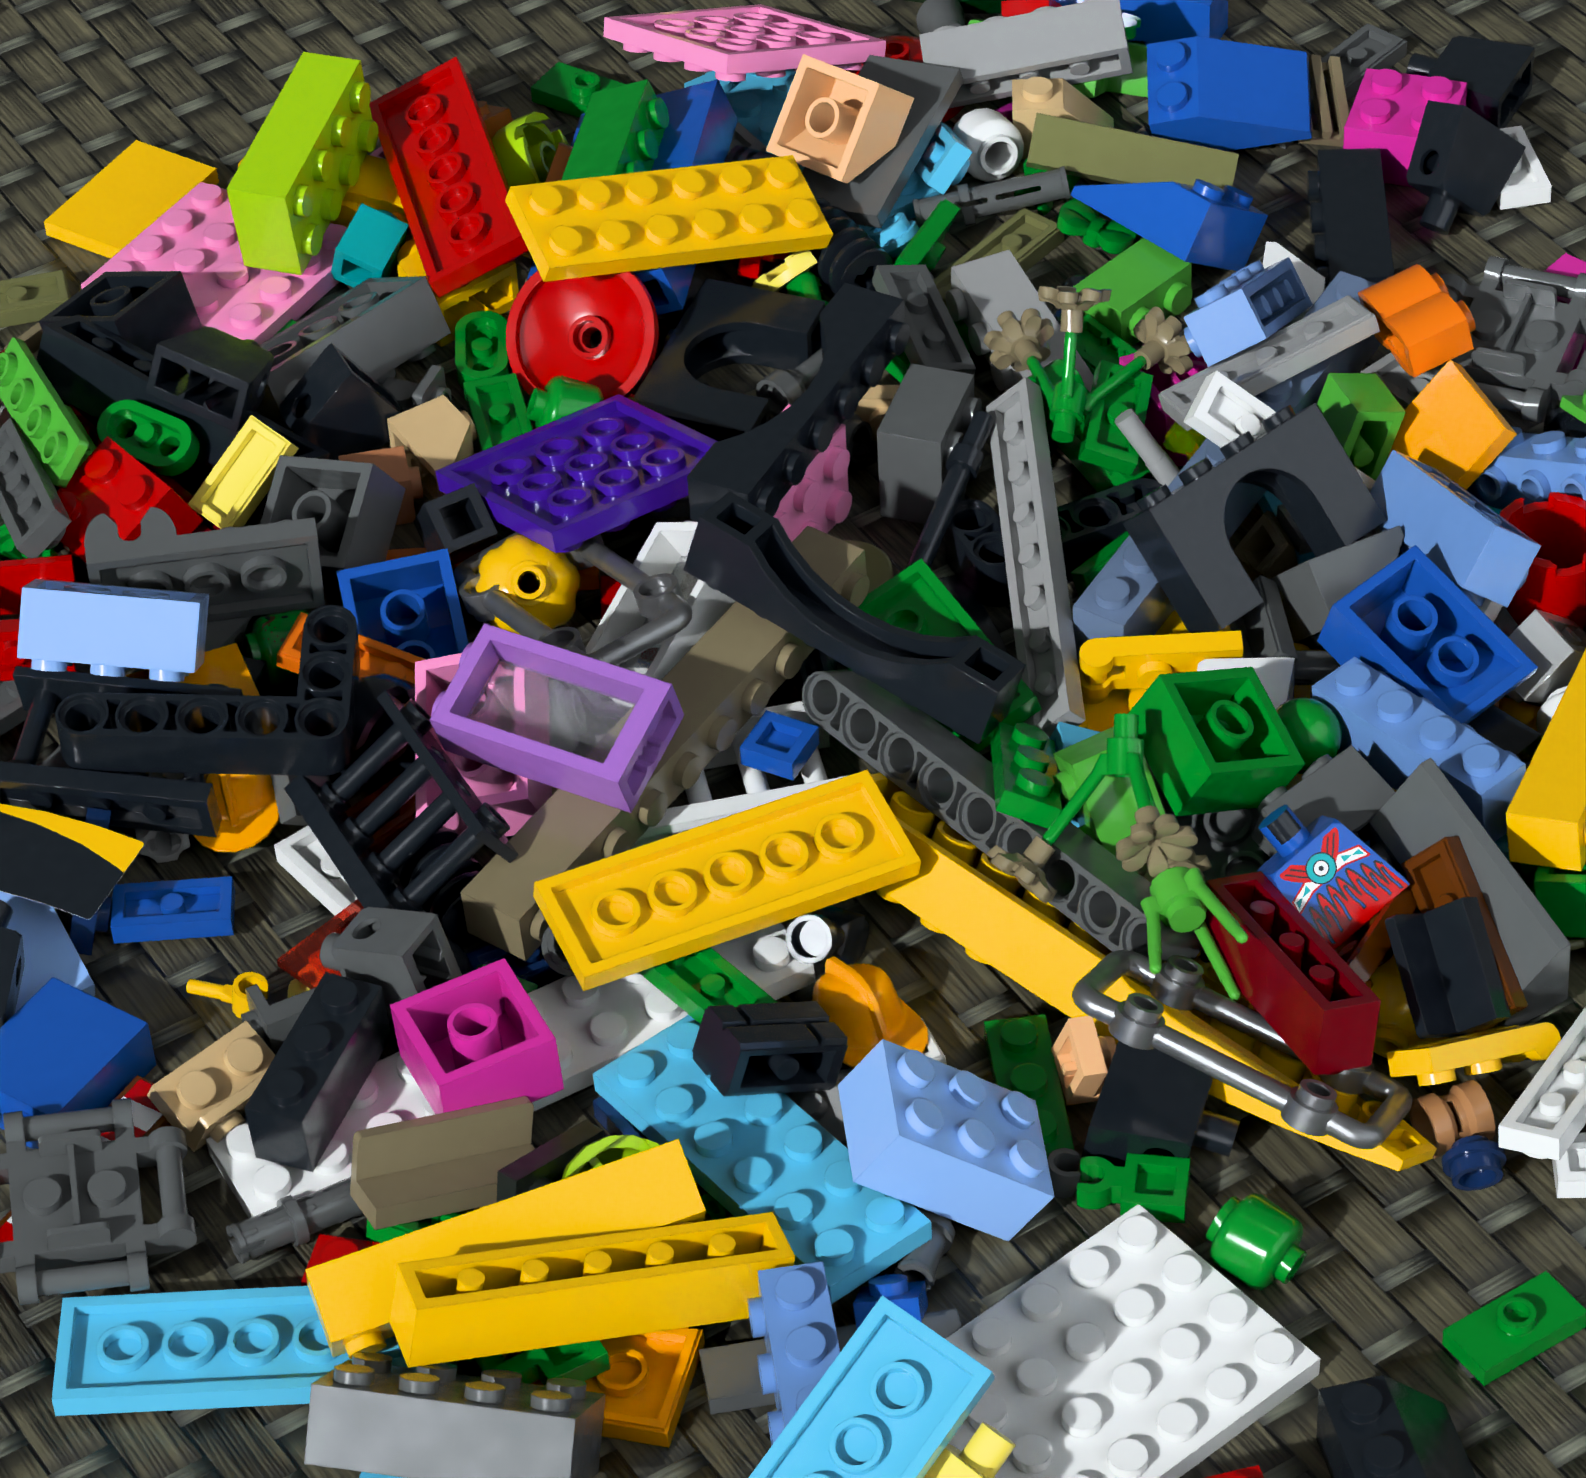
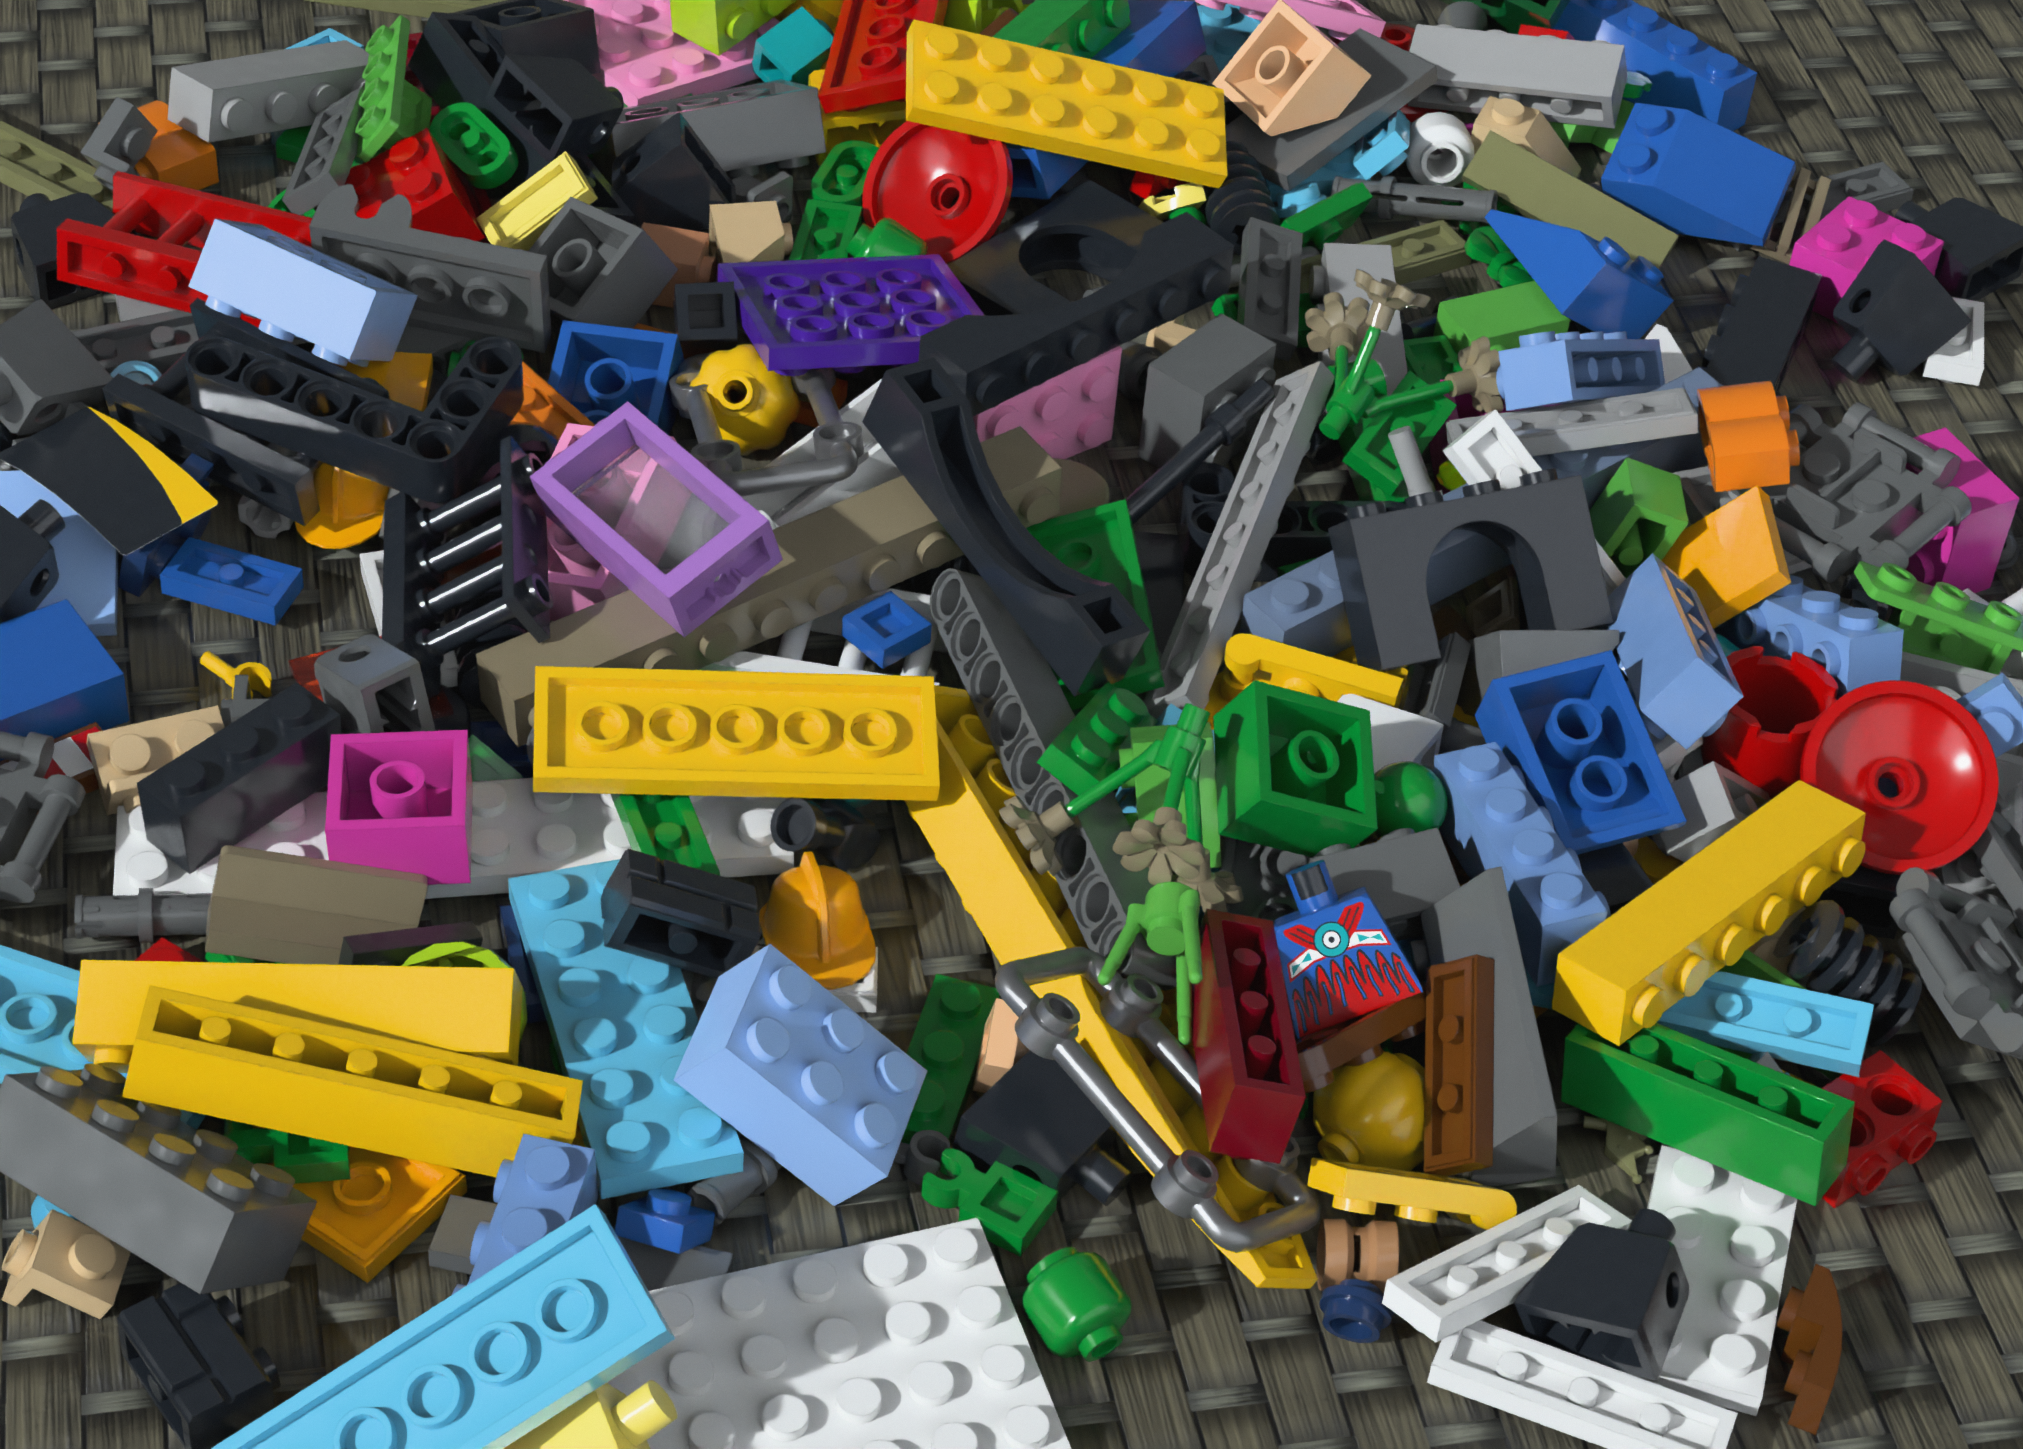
camera: 15 degrees right, 0 degrees up
(1448, 969) = (1417, 1095): black panel -> none

